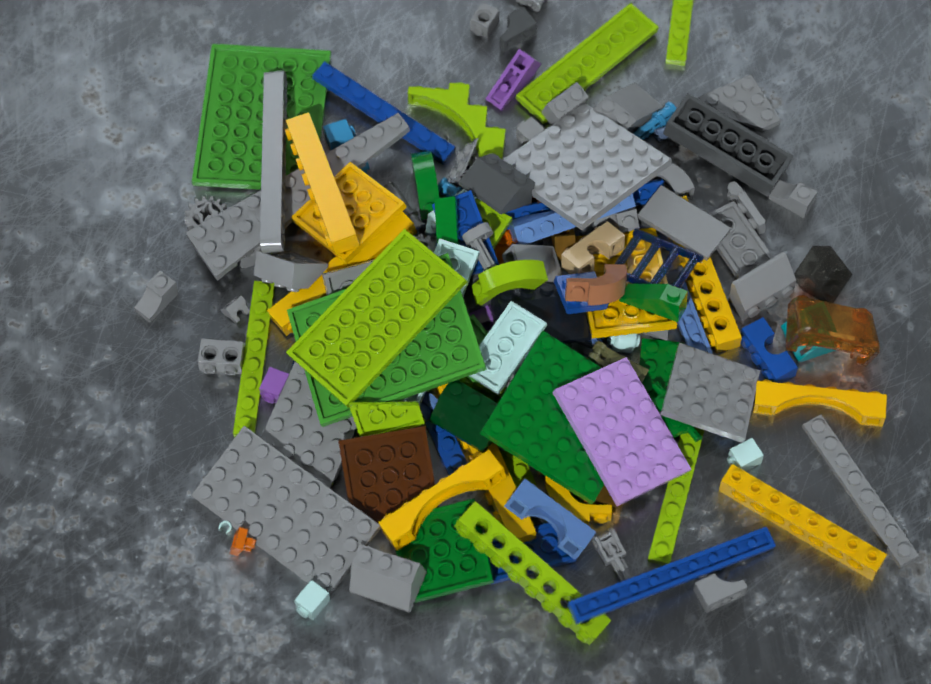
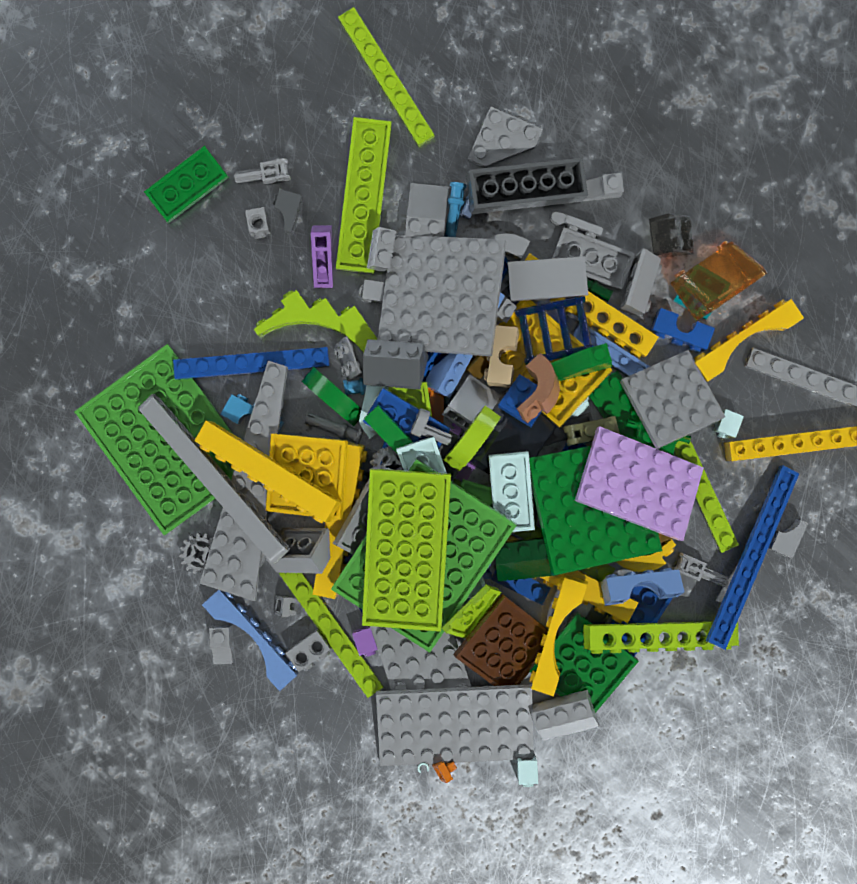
camera: 40 degrees left, 25 degrees up
(183, 348) = (278, 667): none -> medium blue arch
(721, 268) = (599, 290): none -> dark green pin

